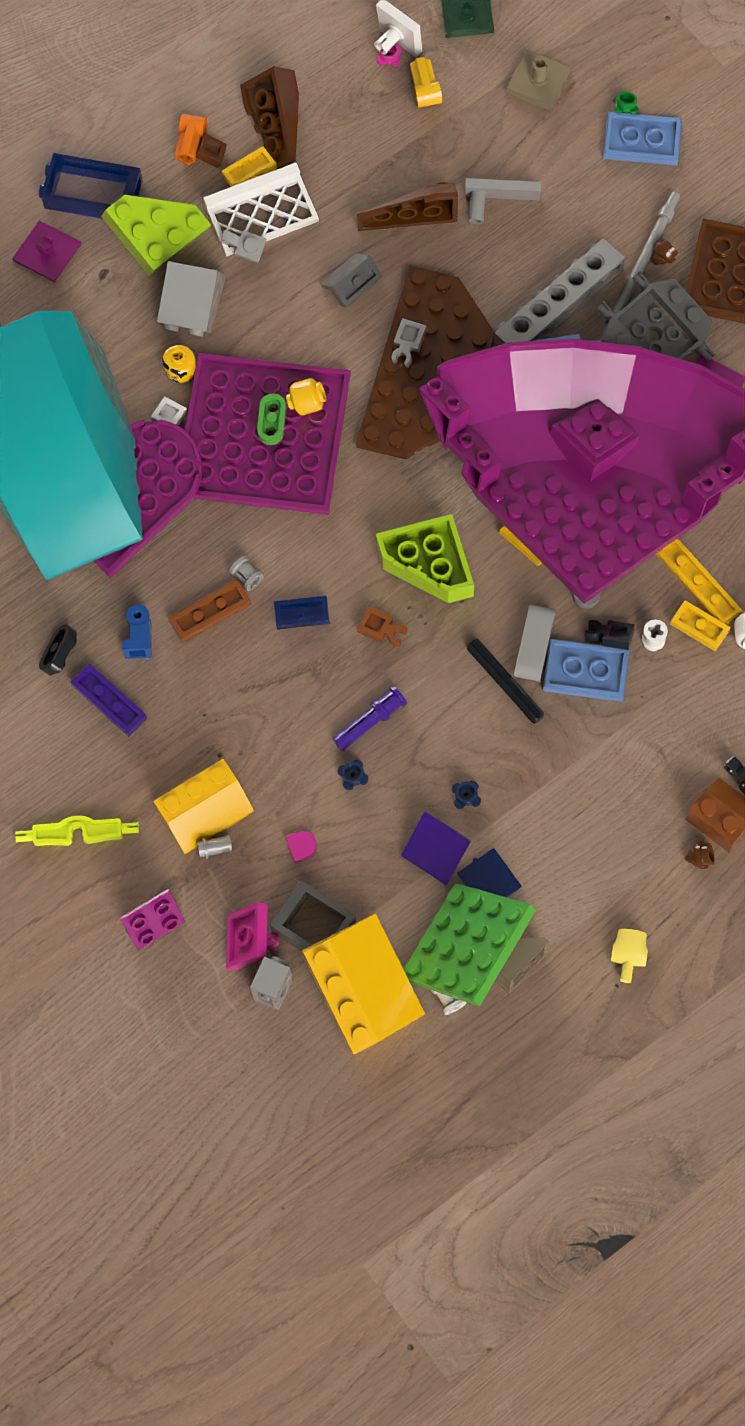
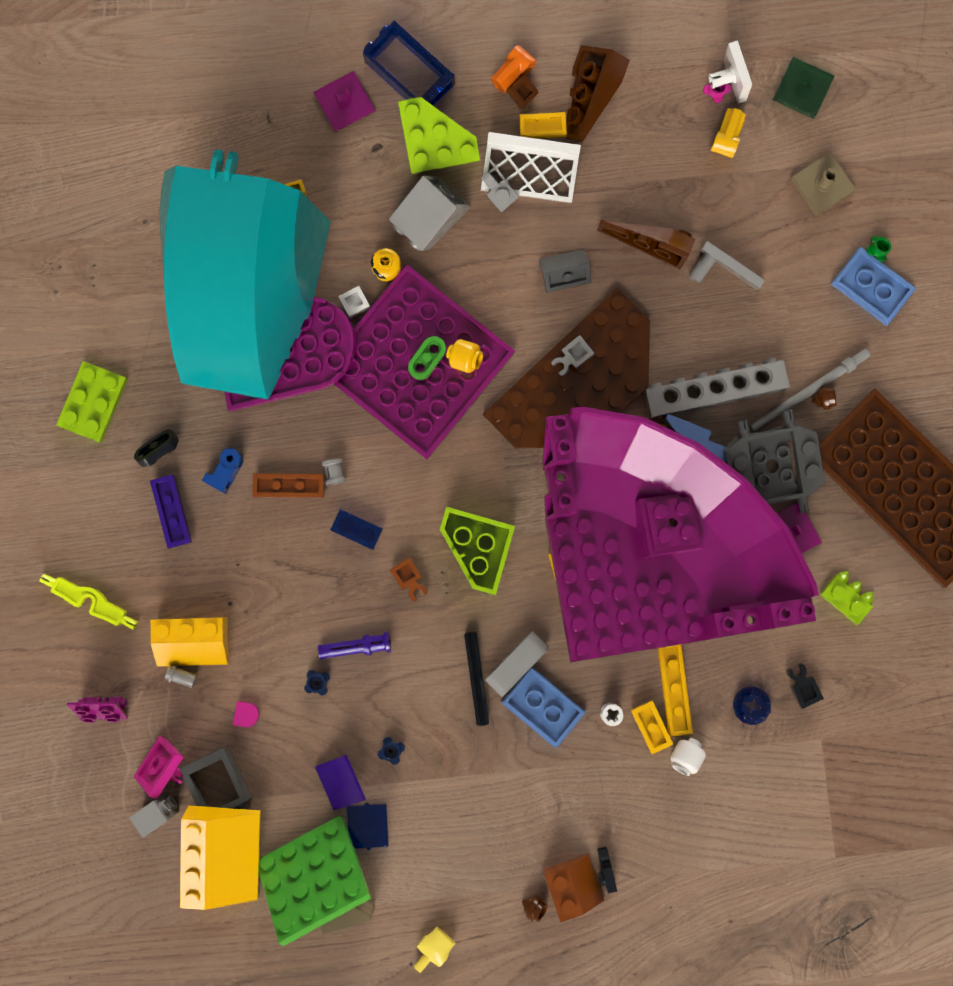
camera: 30 degrees right, 15 degrees up
(613, 634) = (581, 694): black plate -> none

